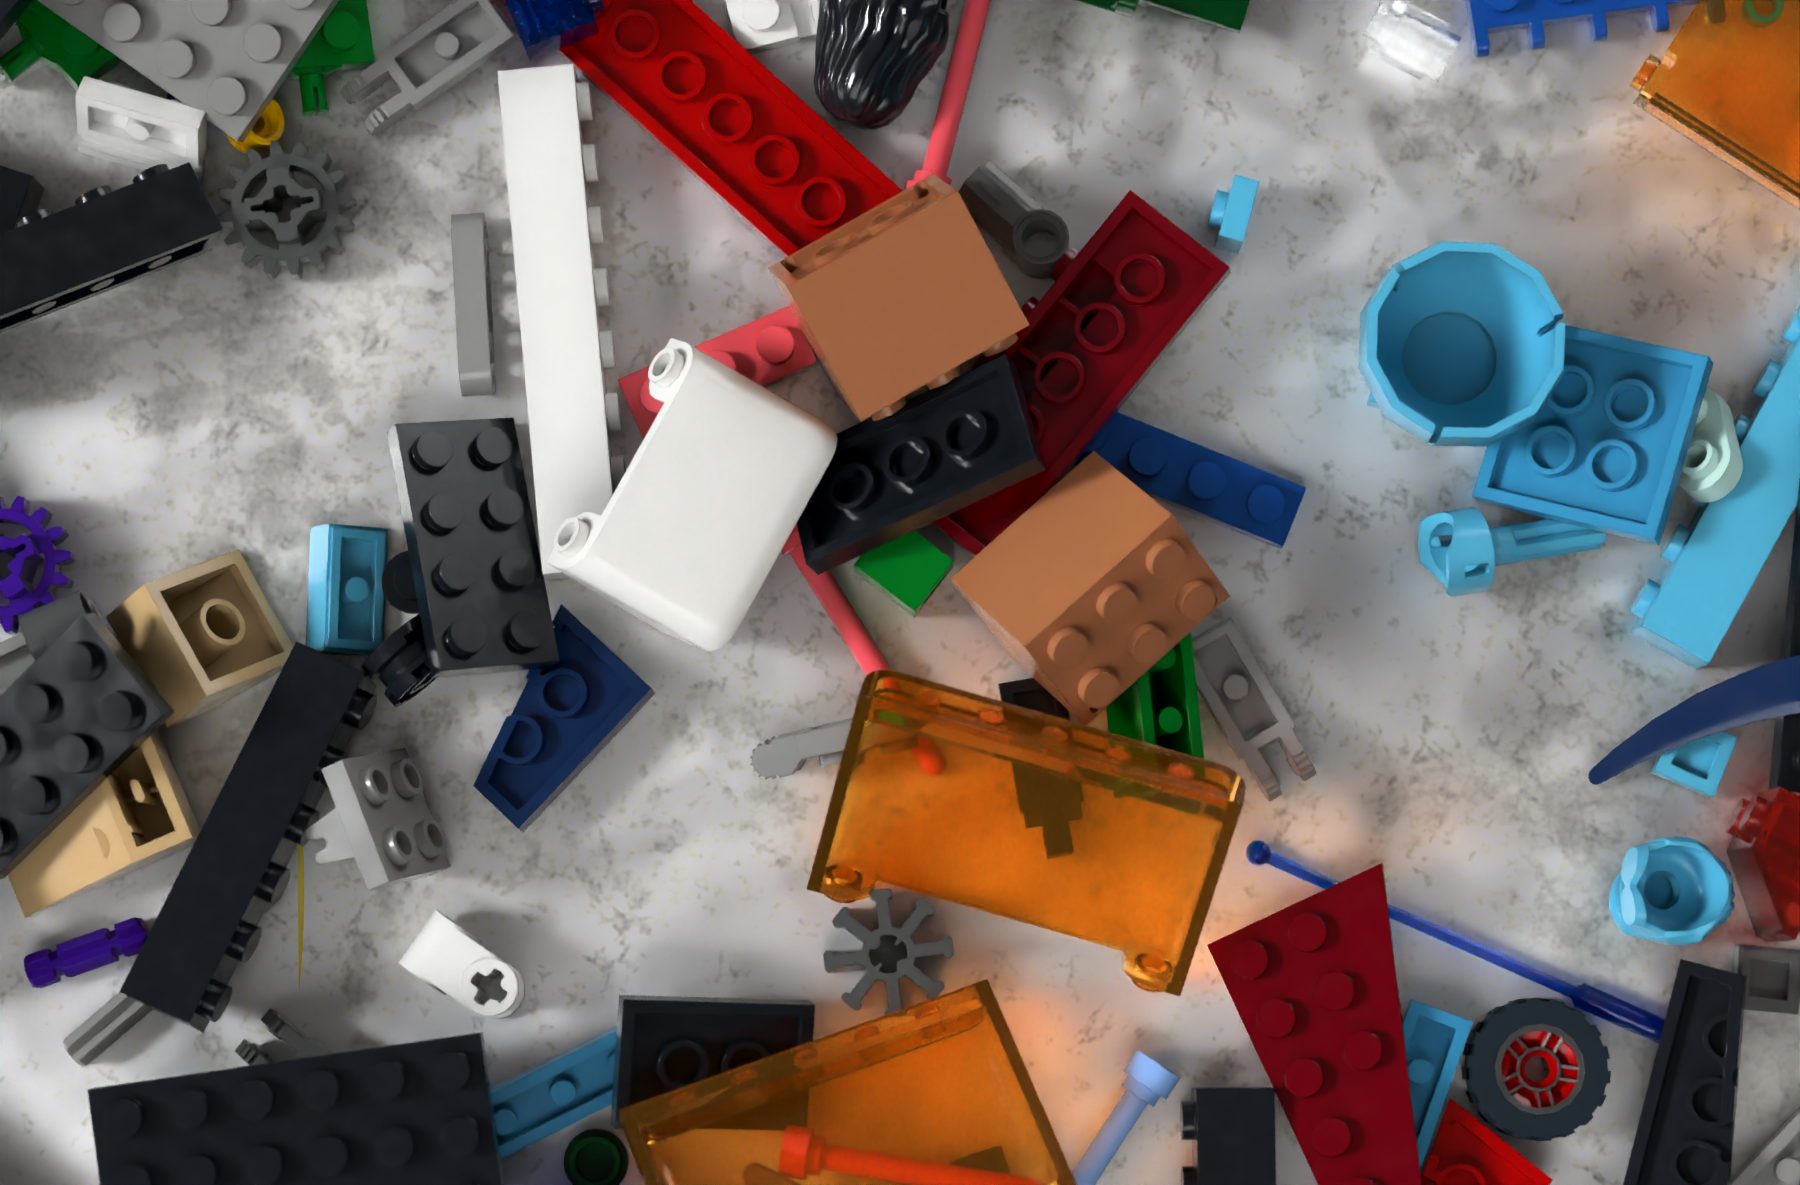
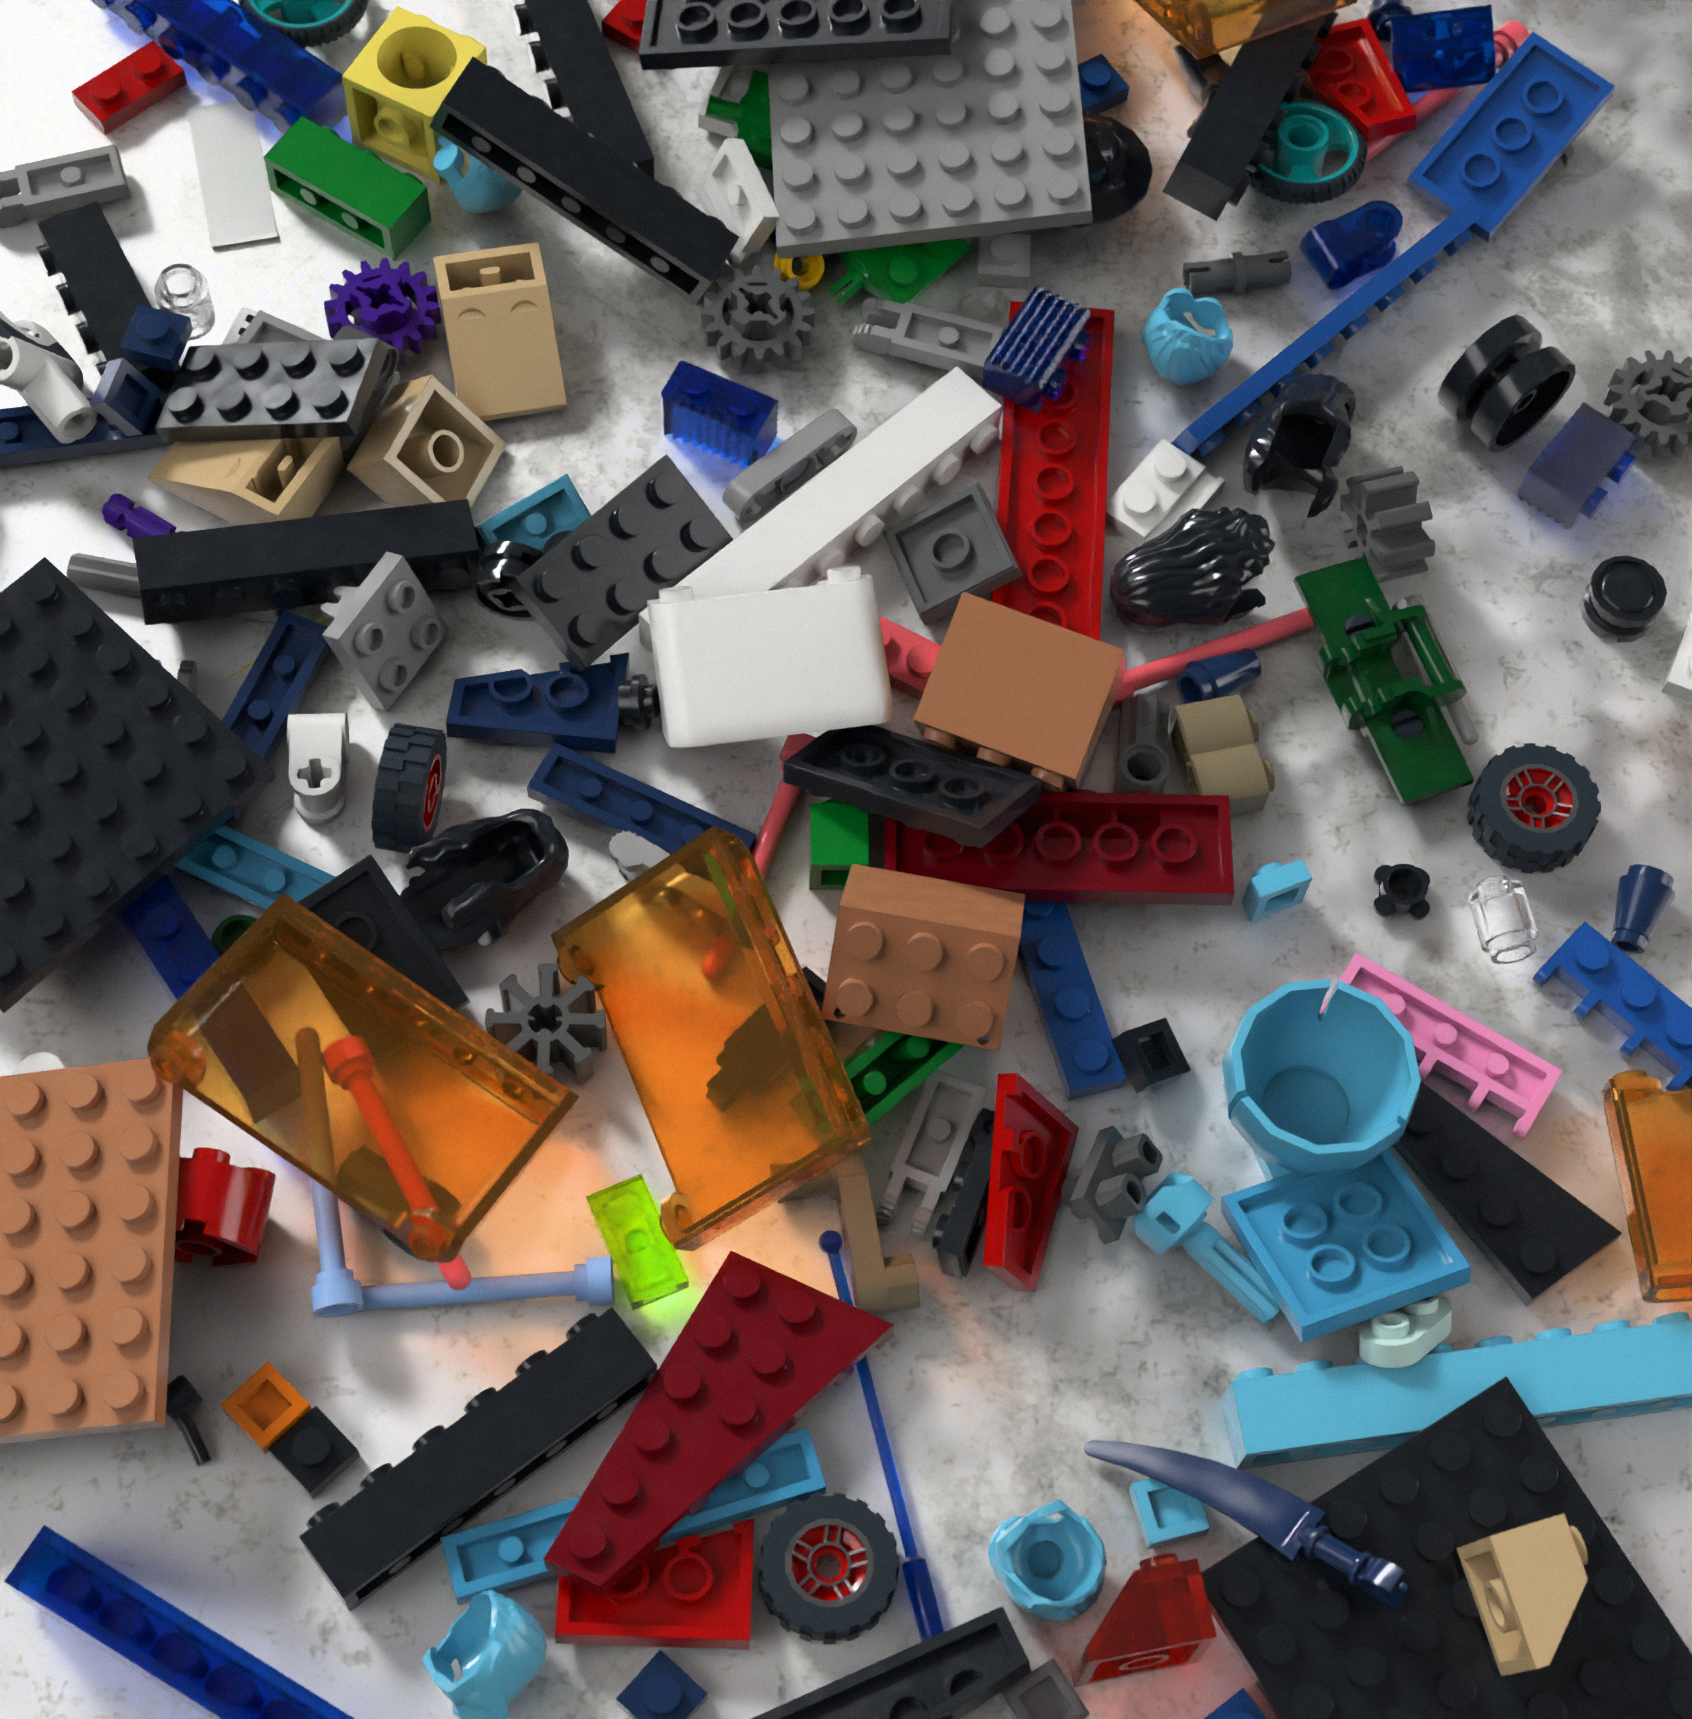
camera: 50 degrees right, 20 degrees down
(121, 472) = (500, 331): none -> tan slope
(357, 959) = (277, 685): none -> dark blue plate
(370, 331) = (718, 414): none -> clear blue brick
(572, 914) = (408, 788): none -> black wheel
(621, 635) = (638, 702): none -> black plate
(686, 230) = (952, 551): none -> dark grey plate
(705, 906) = (483, 876): none -> black hair
(737, 716) = (619, 802): none -> dark blue plate
(993, 92) = (1218, 676): none -> dark blue cone
(1073, 155) = (1219, 752): none -> dark tan brick
(1135, 1018) = (634, 1240): none -> clear neon green plate
(1303, 450) = (1151, 1055): none -> black plate
(1306, 694) = (960, 1232): none -> black hinge
(1316, 84) = (1405, 877): none -> black plate
(1328, 843) = (877, 1282): none -> dark tan beam
(1340, 653) = (1026, 1177): none -> red wing
(1394, 587) = (1111, 1181): none -> dark grey hips
(1477, 189) = (1461, 1046): none -> bright pink hinge
(1651, 258) = (1503, 1203): none -> black wing

